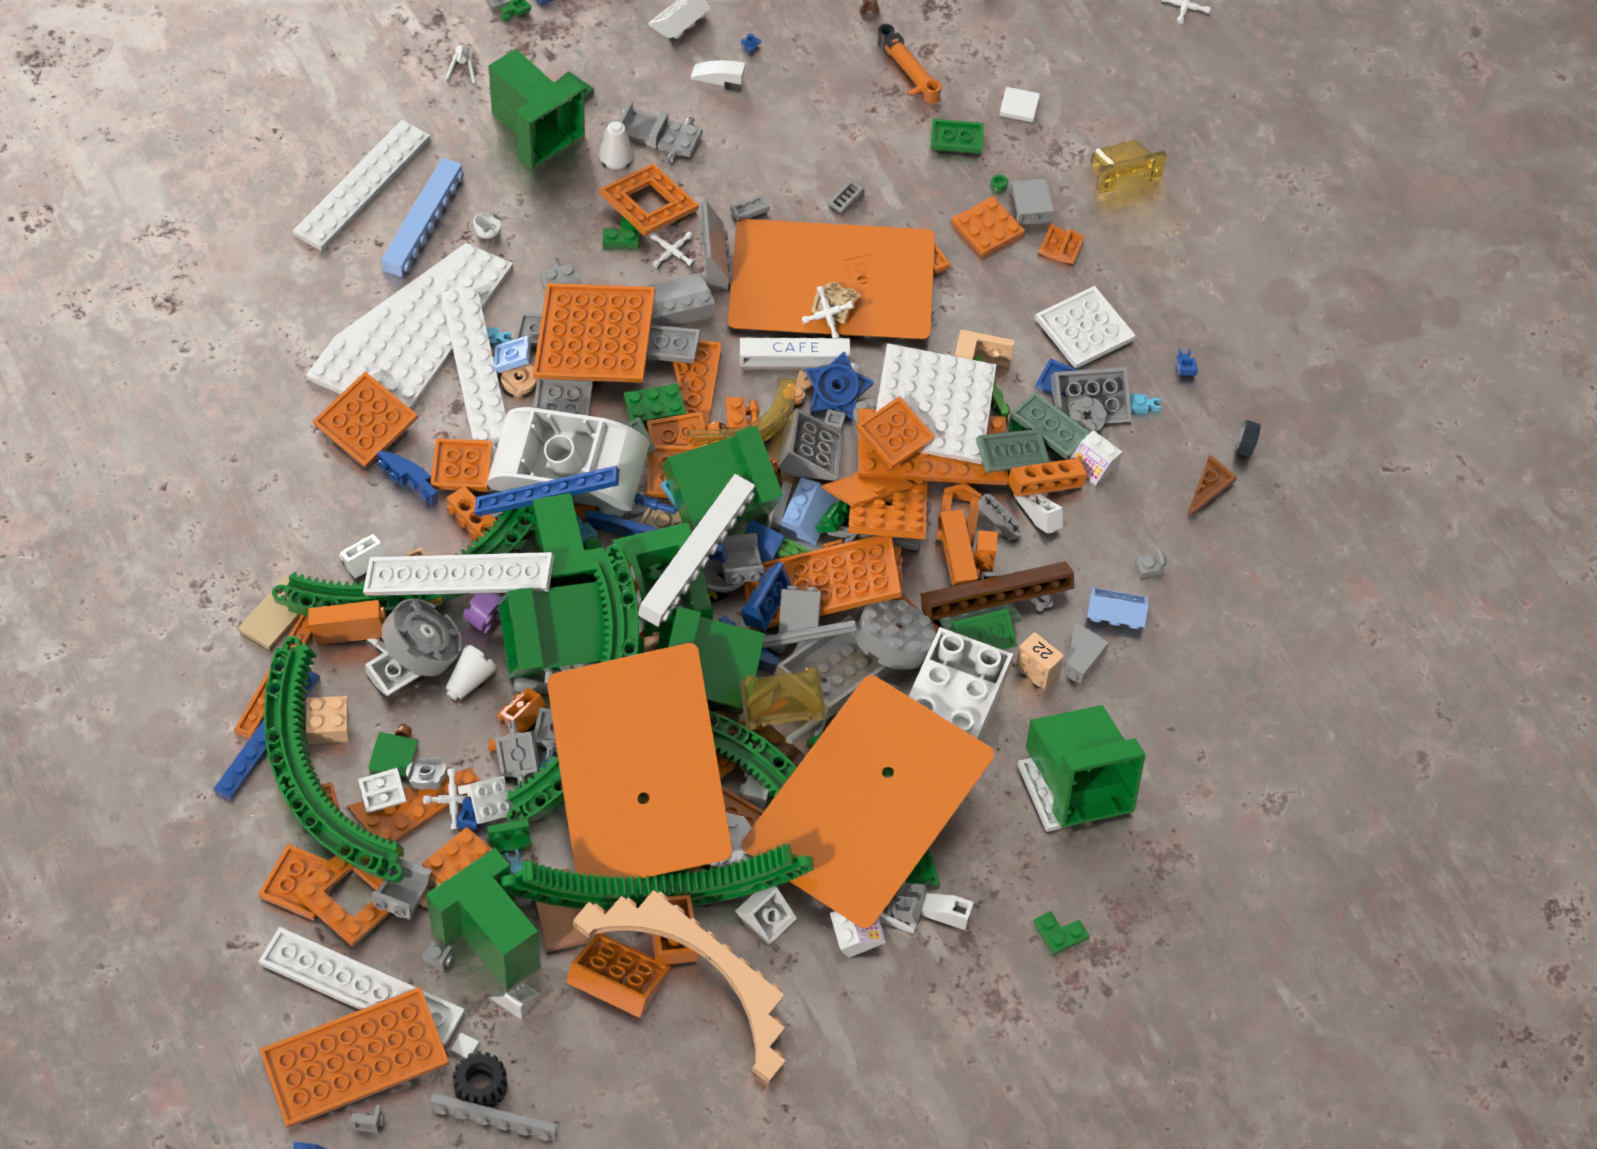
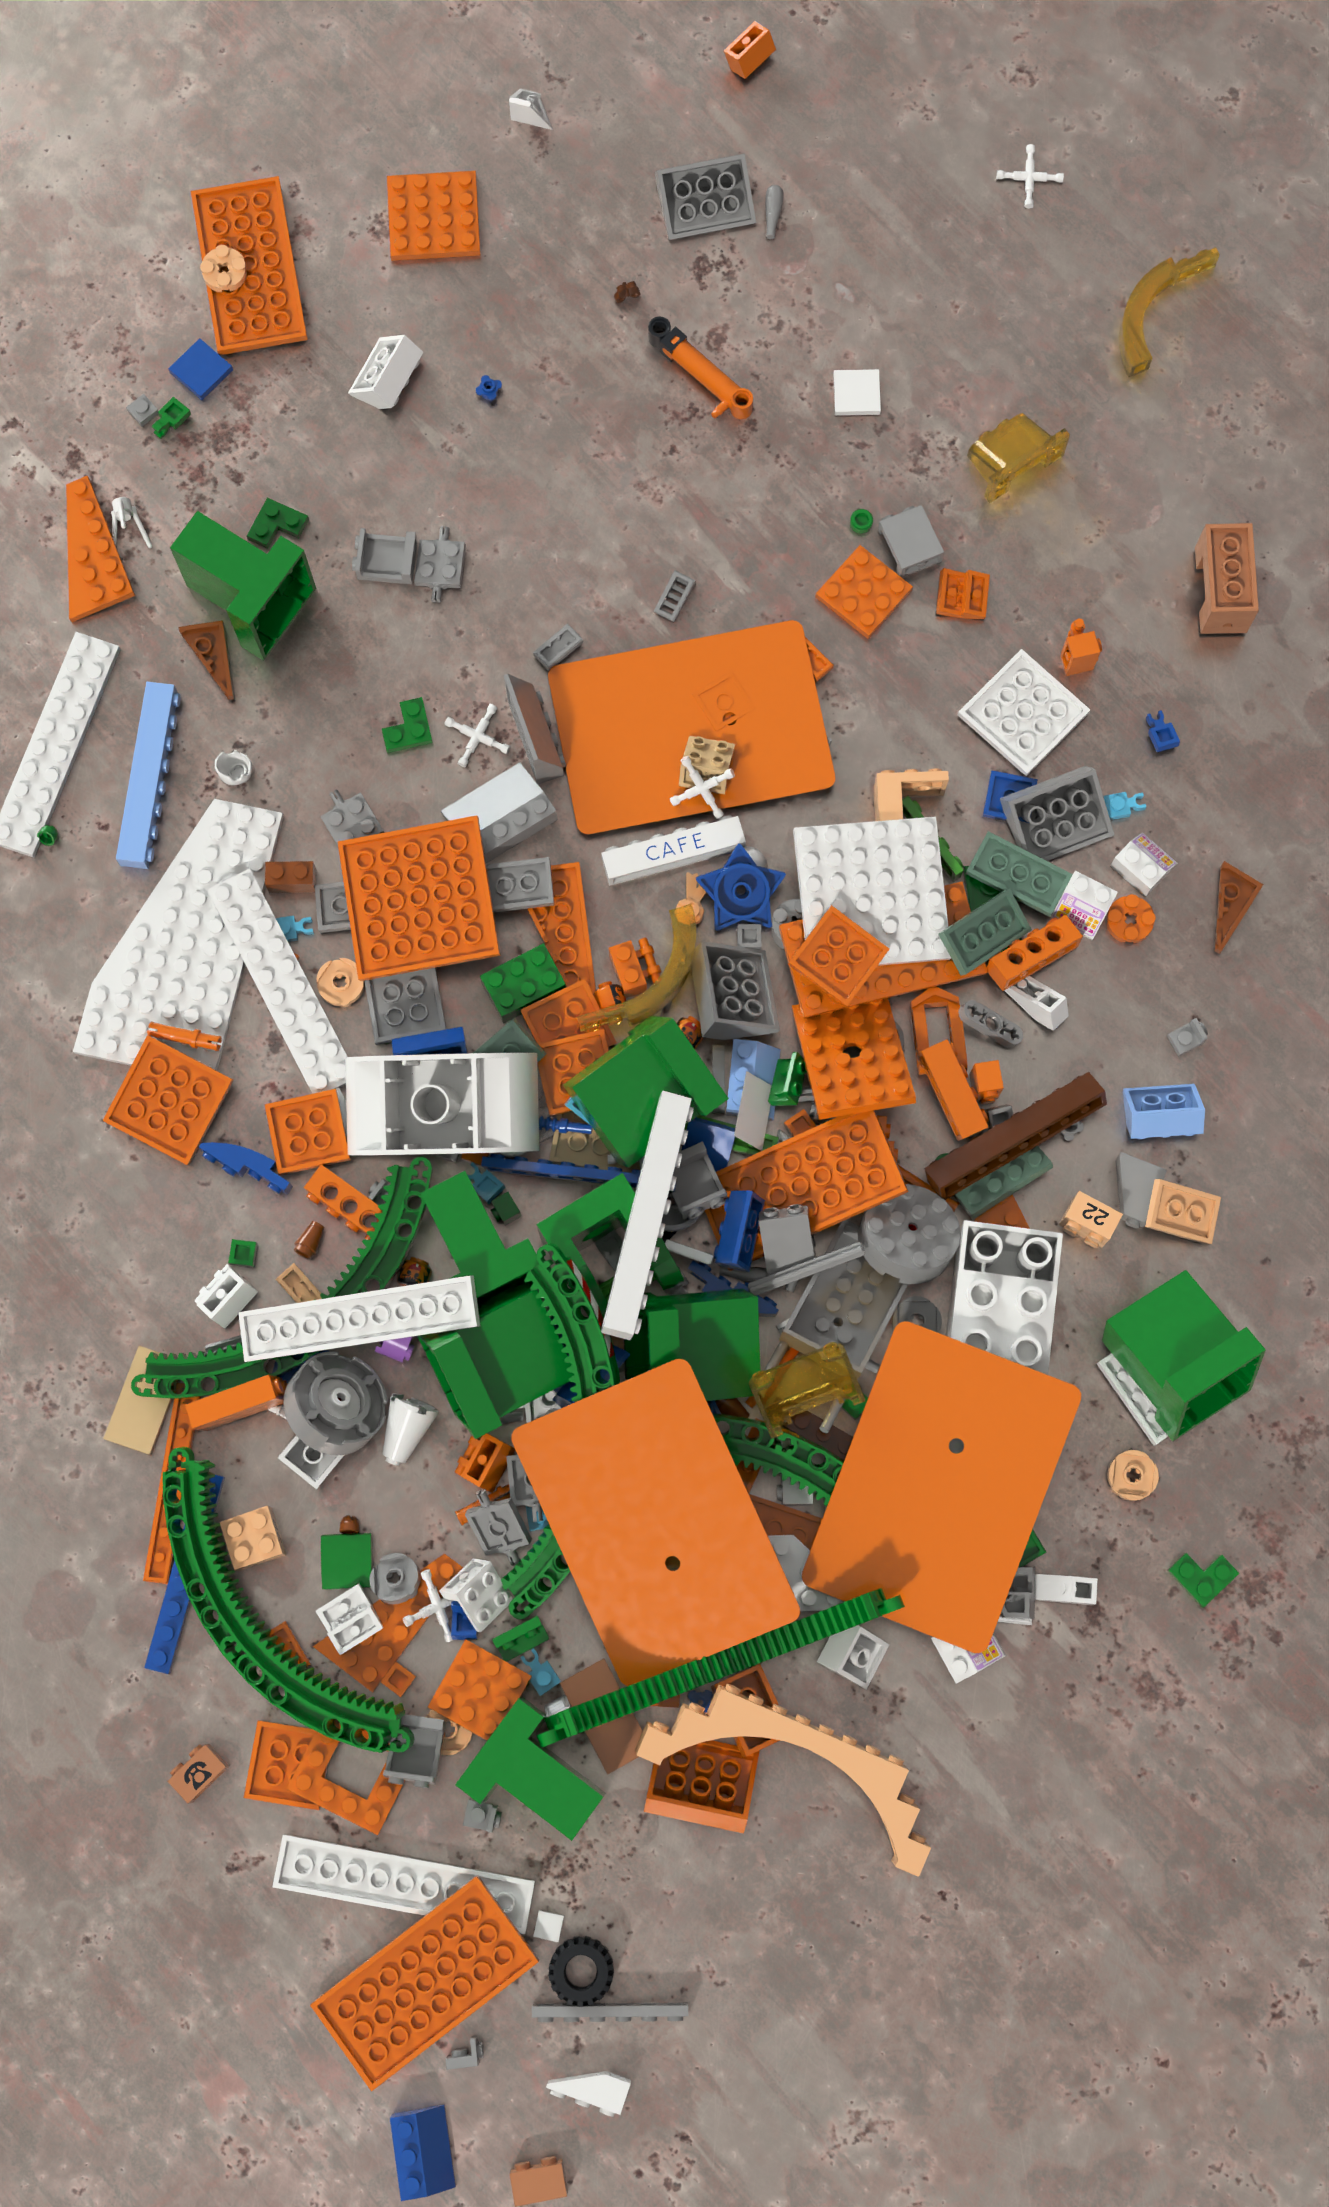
camera: 10 degrees left, 20 degrees up
(229, 868) = (198, 1773): none -> nougat brick
(337, 235) = (46, 832): none -> green hinge
(386, 532) = (242, 1253): none -> green plate
(398, 384) = (193, 1038): none -> orange pin
(408, 842) = (398, 1679): none -> orange plate
(430, 80) = (94, 564): none -> orange wing
(438, 536) = (309, 1240): none -> dark orange cone
(495, 149) = (210, 647): none -> dark orange wing
(504, 302) = (290, 877): none -> dark orange brick
(512, 354) = (323, 954): light blue tile -> none
(518, 1000) = (591, 1845): white slope -> none
(523, 496) = (433, 1168): blue plate -> none
(616, 147) = (364, 605): white cone -> none
(618, 196) = (432, 710): orange plate -> none
(719, 72) = (461, 448): white slope -> none
(722, 607) = (689, 1252): none -> white tile
(801, 527) = (753, 1111): none -> white sticker
(857, 489) = (809, 1040): orange container -> none
(957, 136) = (790, 464): green plate -> none
(990, 628) = (1018, 1200): green plate -> none
(1020, 857) = (1143, 1466): none -> light nougat plate
(1097, 412) = (1056, 833): light grey plate -> none
(1113, 673) = (1183, 1211): none -> light nougat plate
(1132, 469) = (1143, 917): none -> orange plate
(1138, 294) = (1080, 649): none -> orange brick
(1147, 443) = (1143, 864): none -> white slope
(1247, 438) = (1265, 827): black wheel -> none
(1251, 90) = (1132, 343): none -> clear yellow arch
(1260, 272) = (1229, 578): none -> nougat piece

